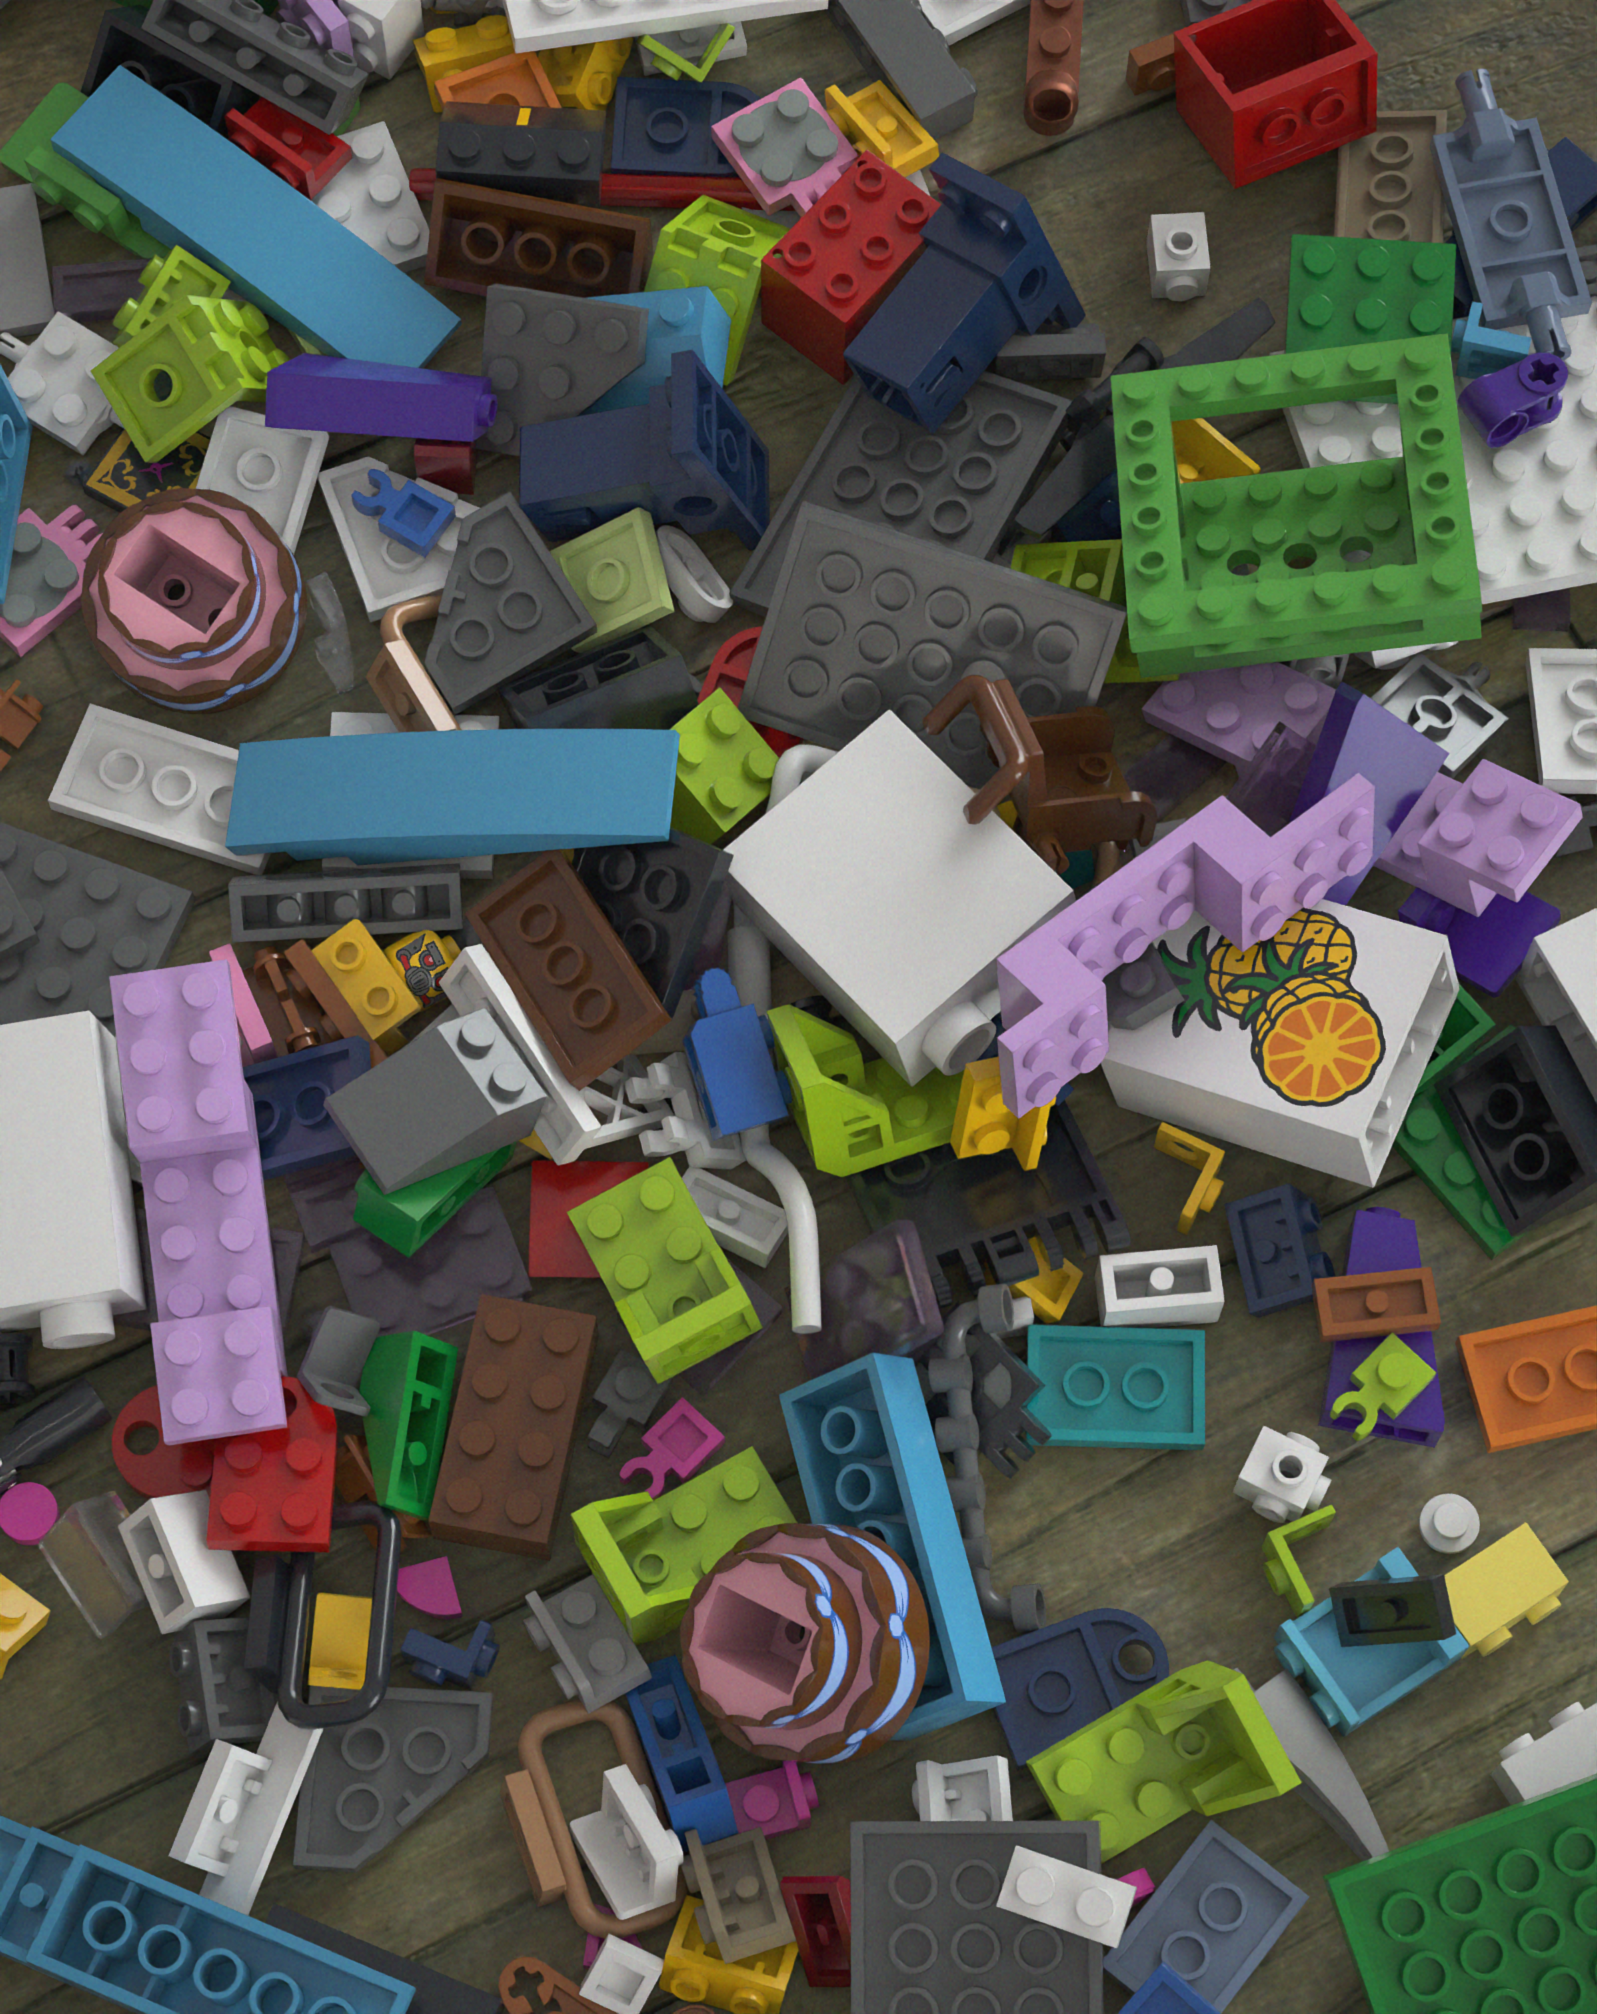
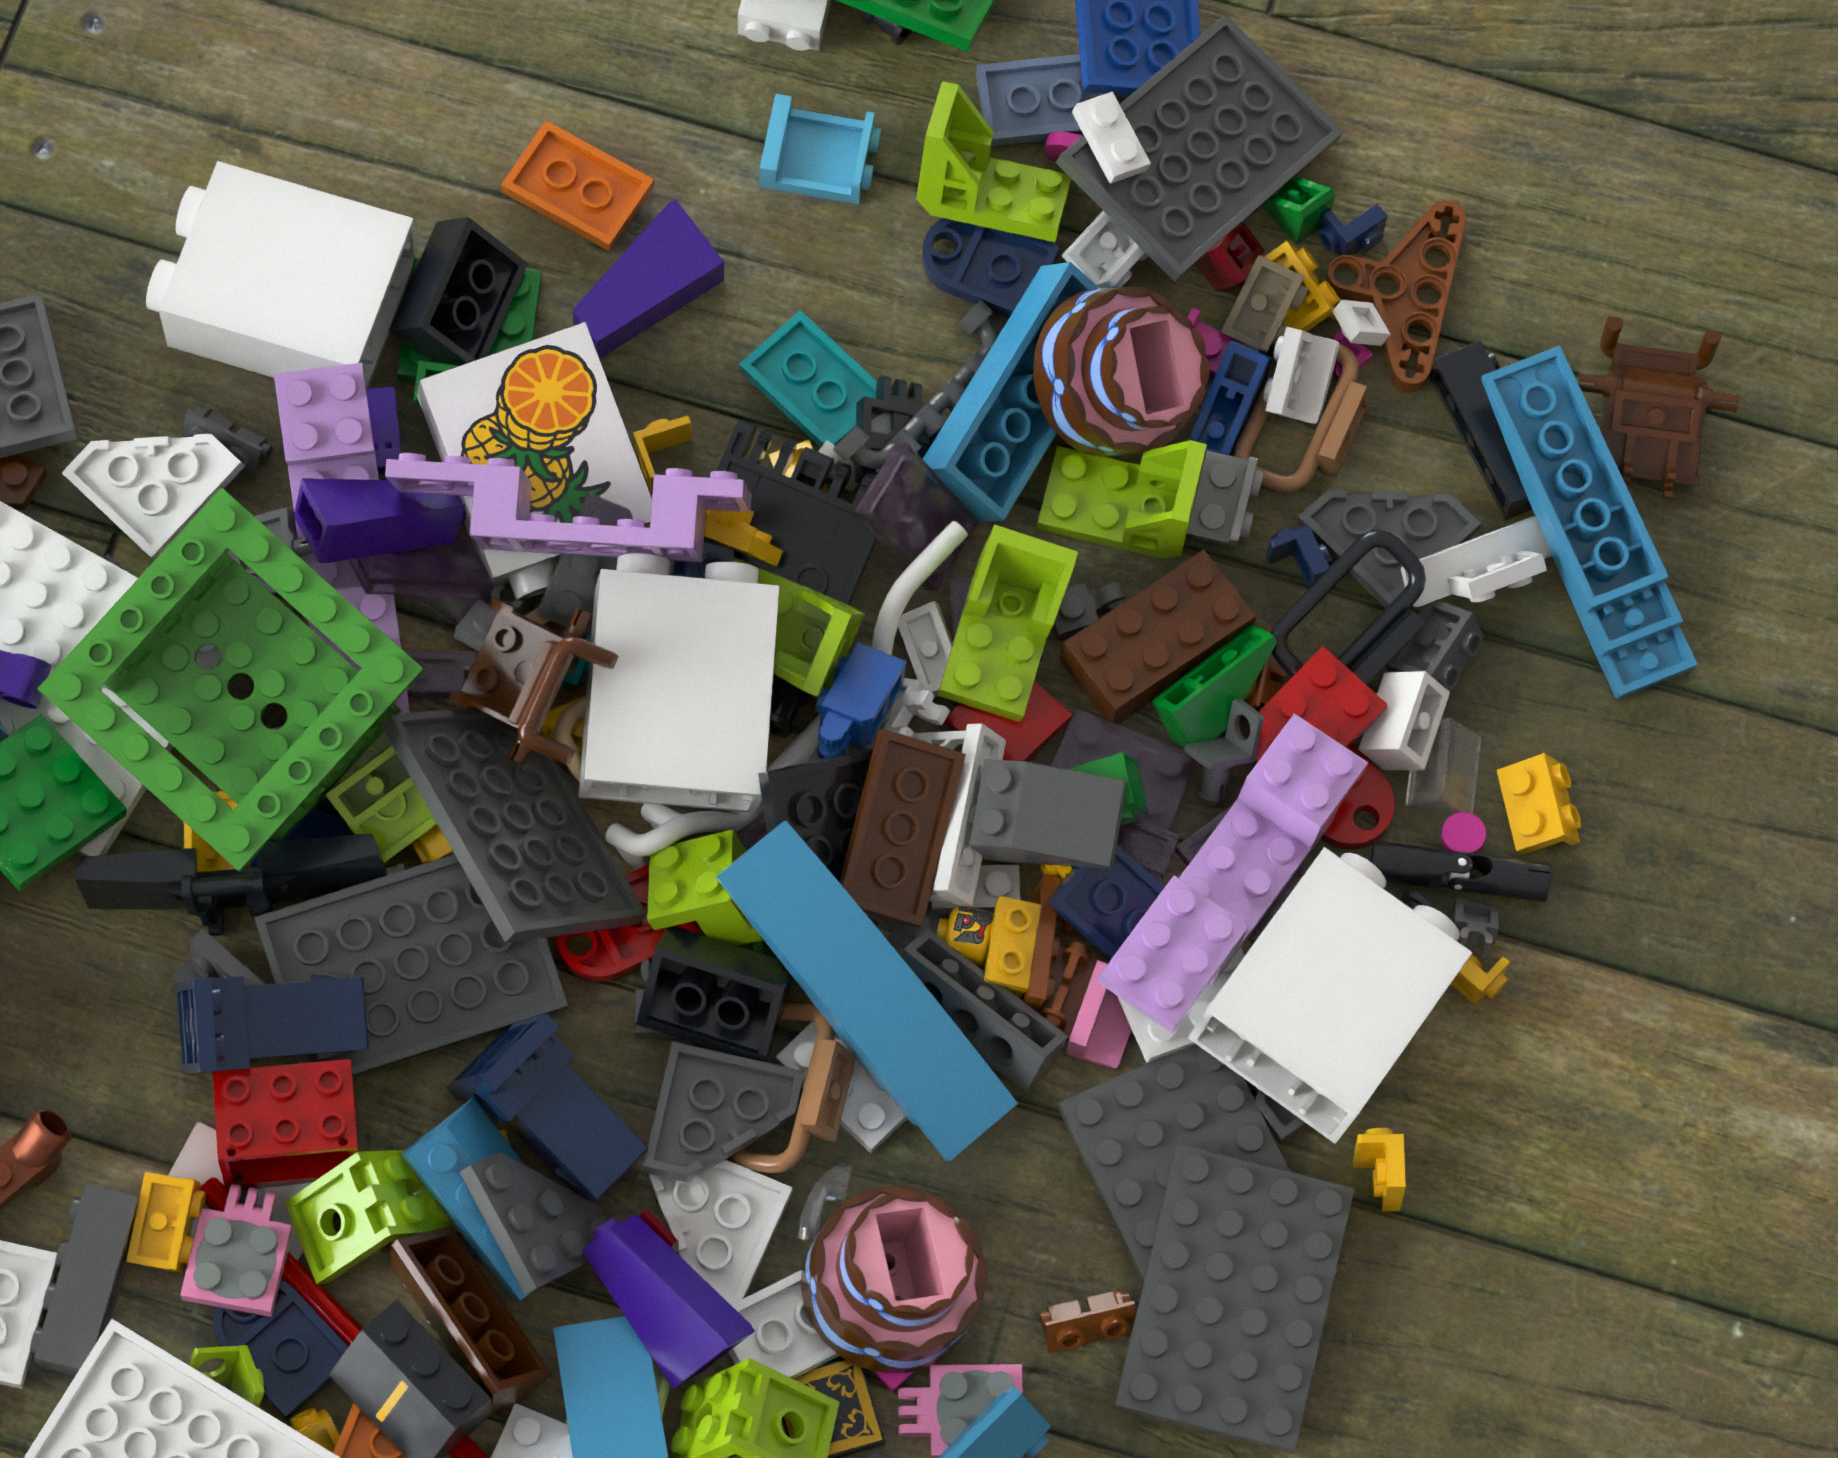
camera: 140 degrees left, 0 degrees up
(152, 785) = (1018, 1198): white plate -> none
(339, 1641) = (1357, 609): yellow bracket -> none
(408, 515) = (712, 1216): blue plate -> none
(430, 1588) = (1276, 601): dark pink tile -> none
(617, 576) = (628, 1069): yellowish green plate -> none
(677, 1445) = (1090, 555): dark pink plate -> none
(692, 577) = (581, 1034): white plate -> none
(1159, 1288) = (738, 393): white brick -> none
(1178, 255) = (77, 974): white brick -> none
(1277, 1248) = (654, 370): dark blue bracket -> none
(1281, 1567) = (811, 233): lime bracket -> none
(1283, 1476) = (778, 258): white brick -> none
(1320, 1765) = (905, 129): light grey piece -> none
(1376, 1304) = (645, 278): dark orange plate -> none
(1386, 1382) = (678, 242): lime plate -> none
(1392, 1610) = (798, 138): black plate -> none
(1449, 1523) = (713, 170): white plate -> none
(1503, 1587) = (727, 116): light yellow brick -> none

